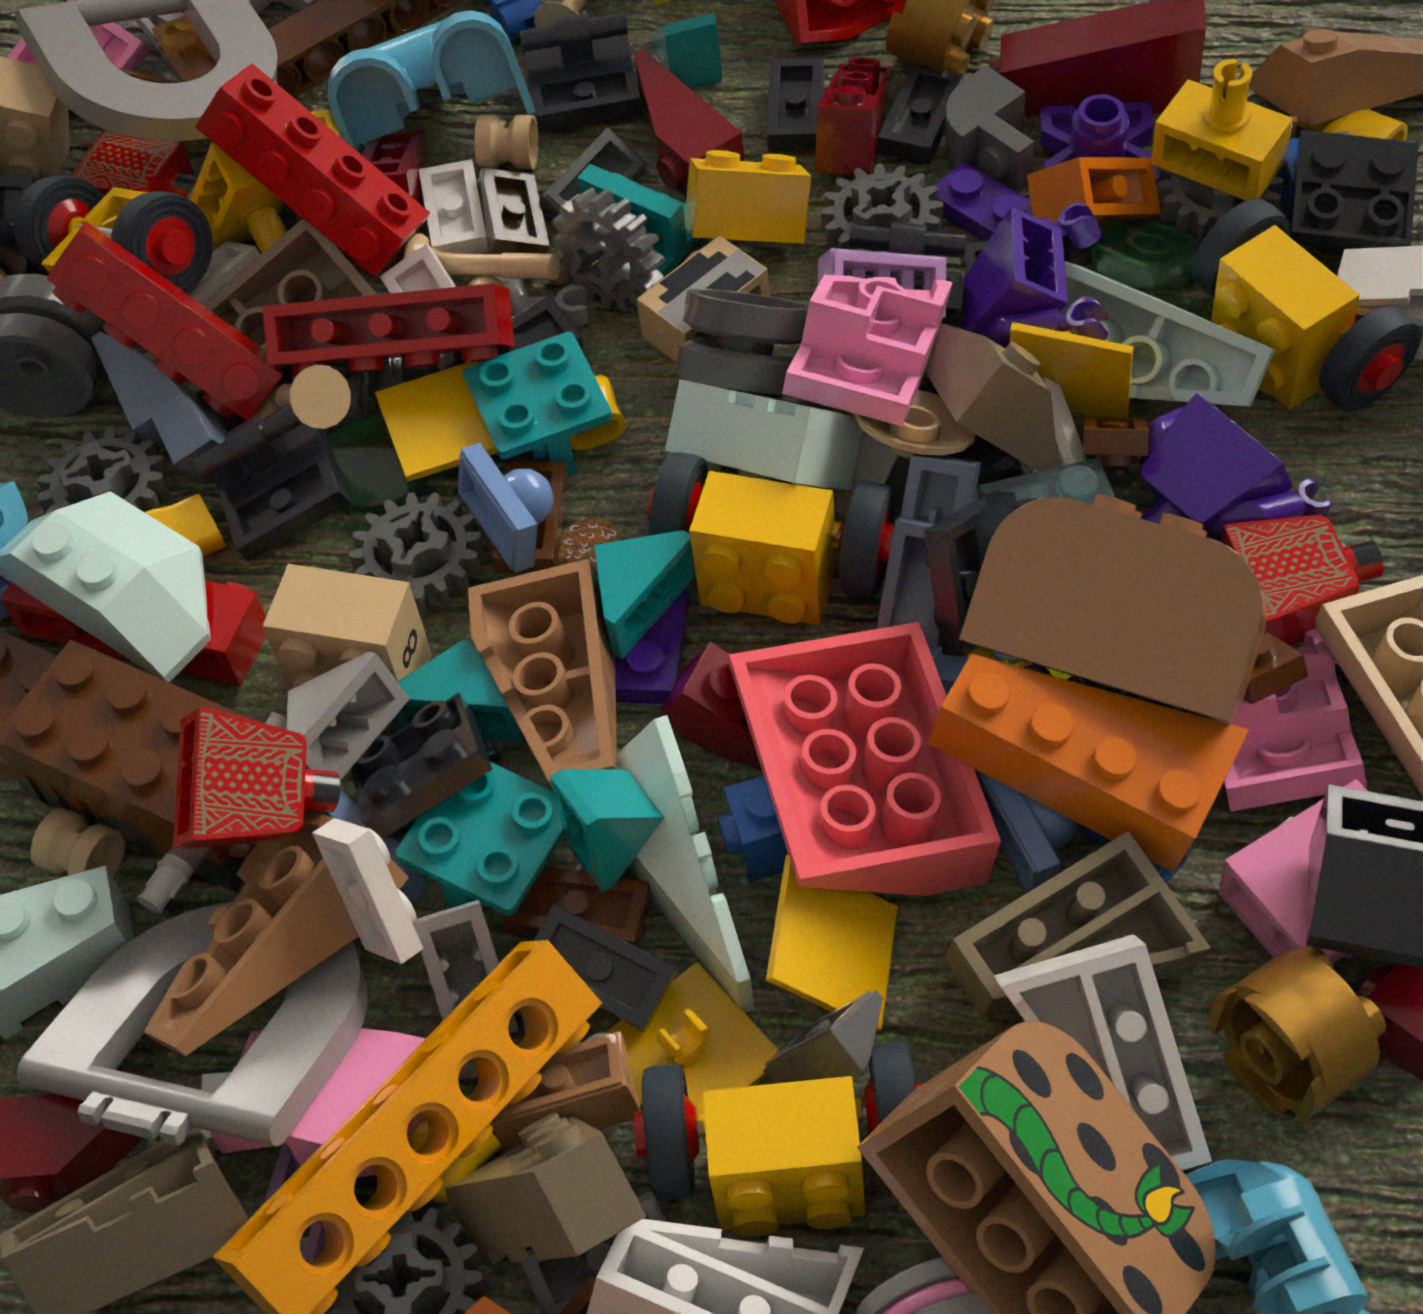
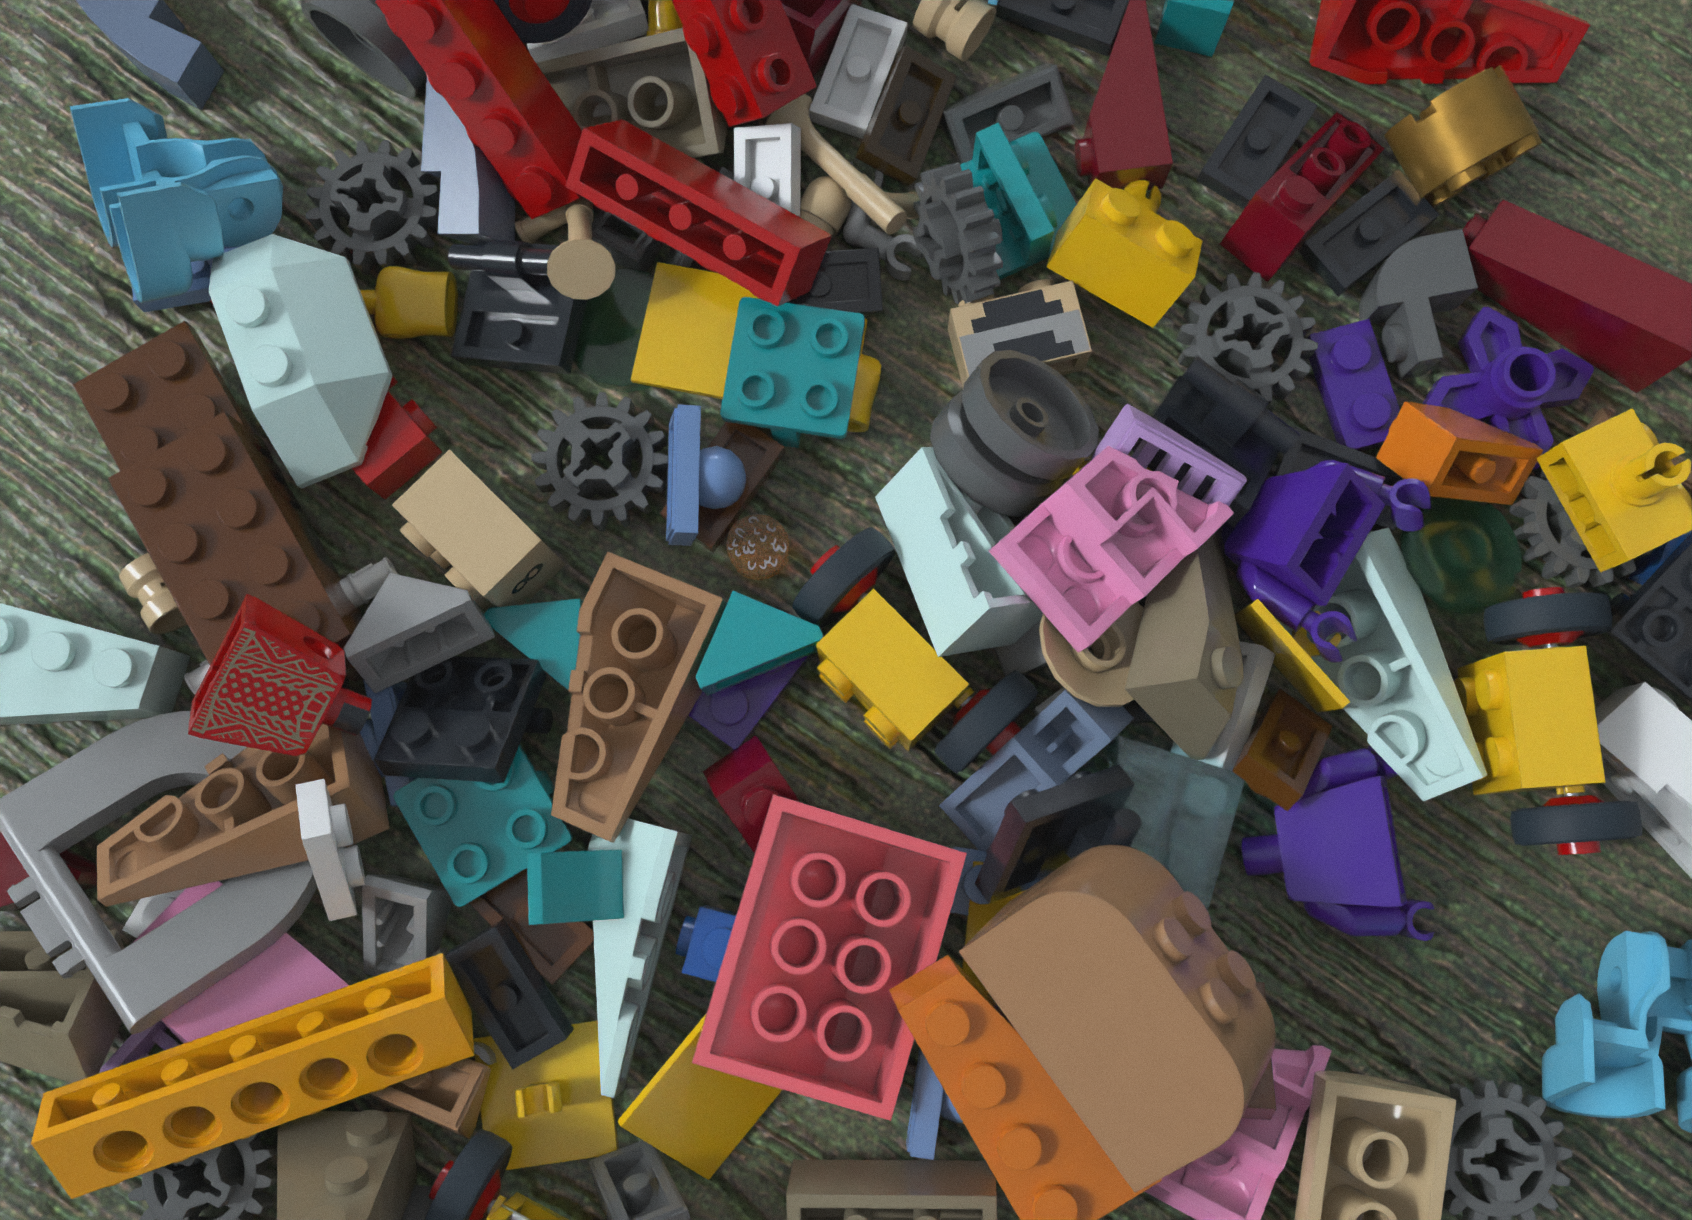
camera: 30 degrees right, 25 degrees up
(1301, 568) = (1342, 993): red torso -> none

